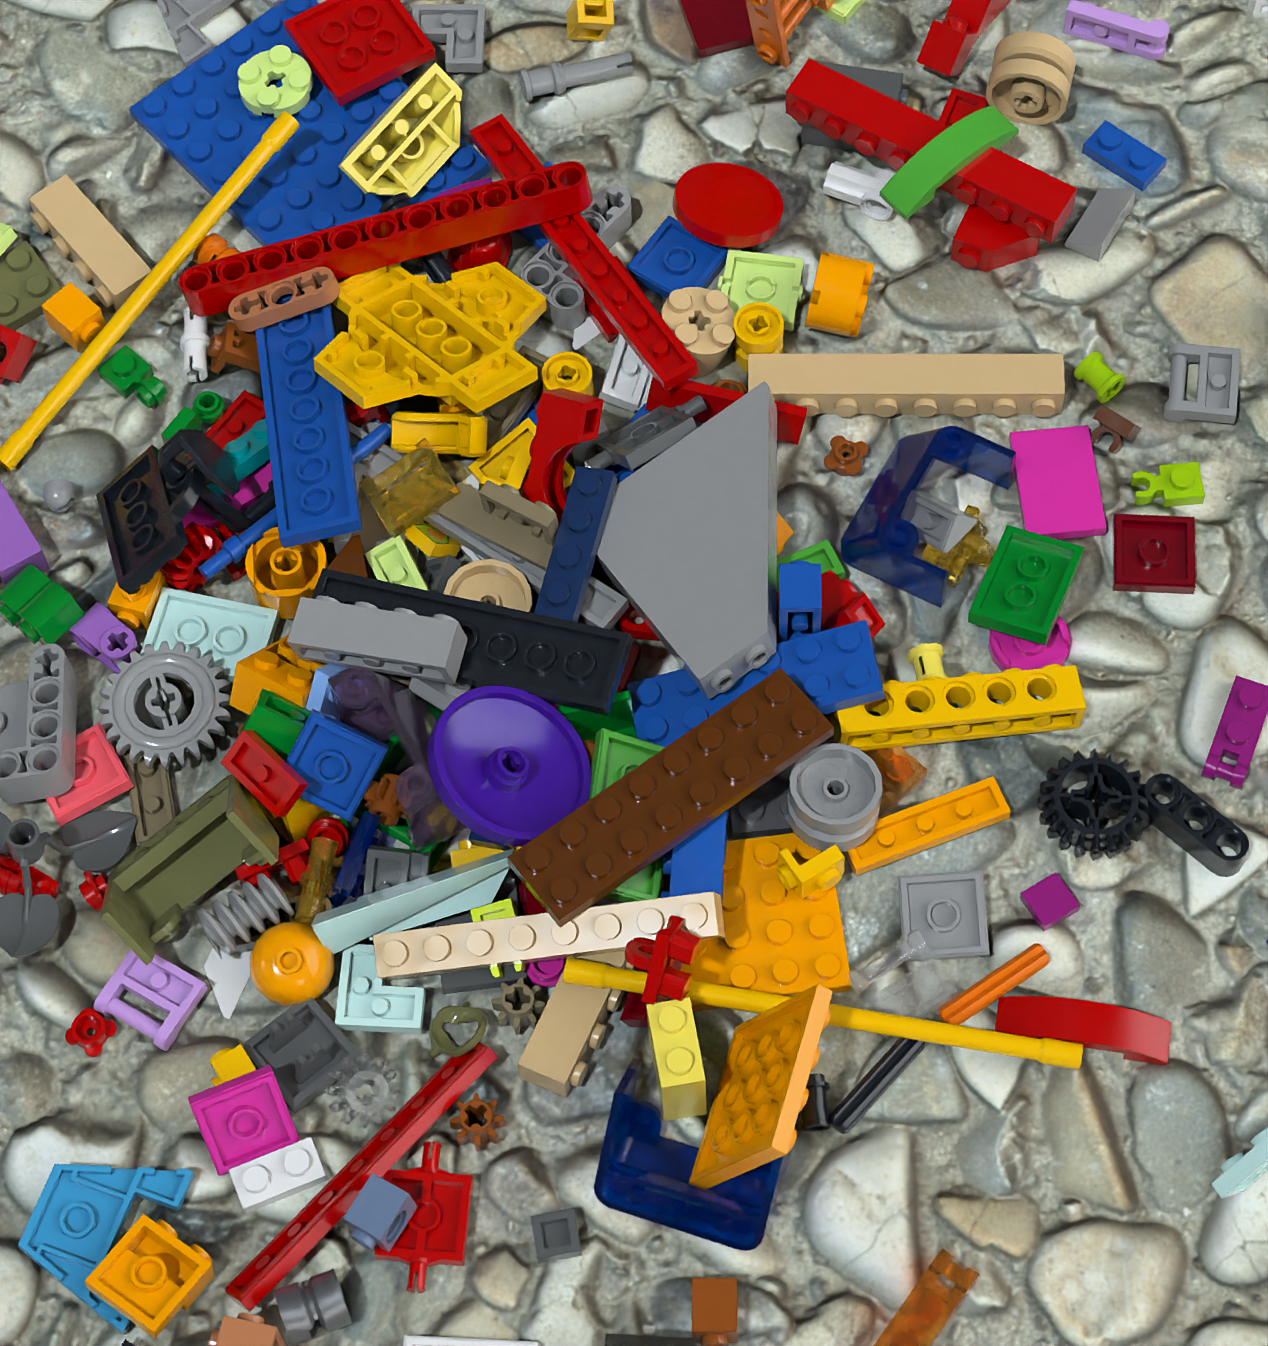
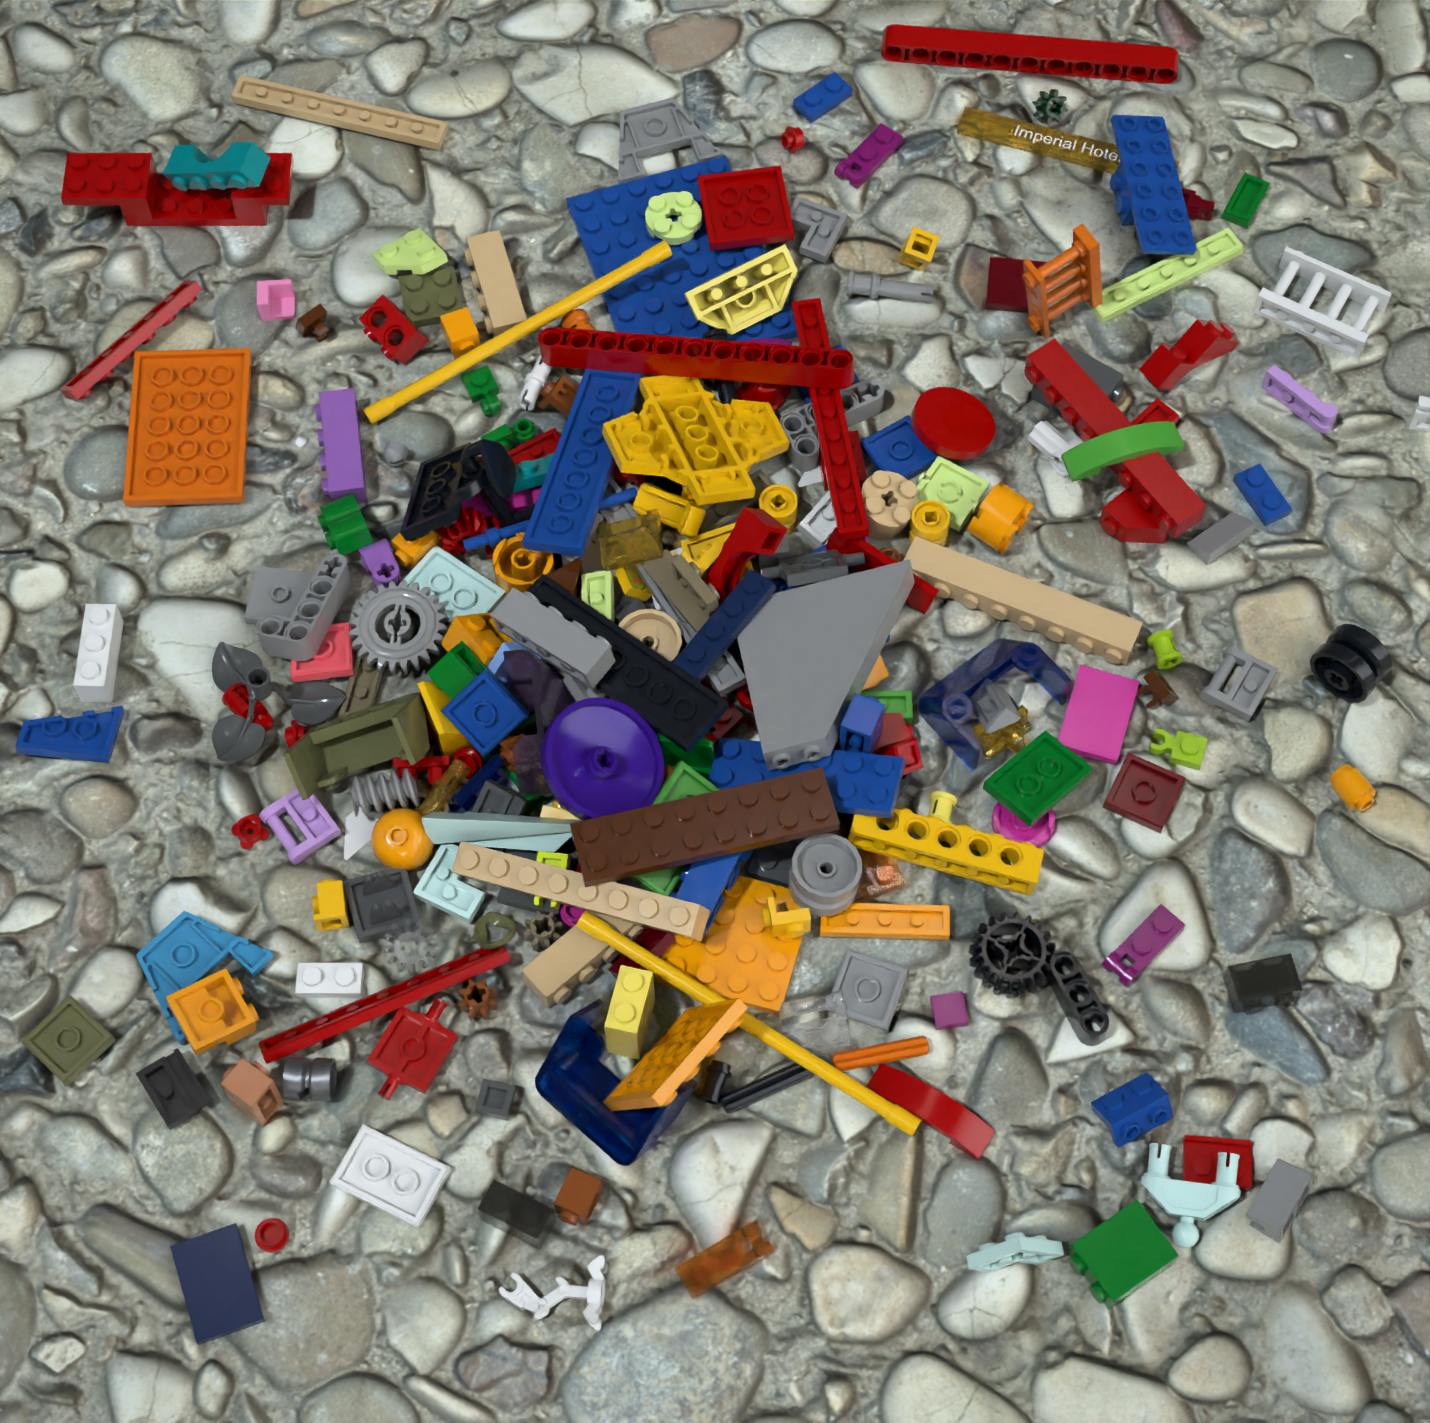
camera: 20 degrees right, 0 degrees up
(243, 1119) = (321, 932): dark pink tile -> none
(264, 773) = (435, 700): red plate -> none
(305, 281) = (580, 371): nougat beam -> none
(379, 1214) = (380, 1034): sand blue brick -> none
(658, 959) = (645, 933): red hips -> none
(845, 466) = (950, 643): dark orange plate -> none
(1031, 78) = (1215, 412): tan wheel -> none

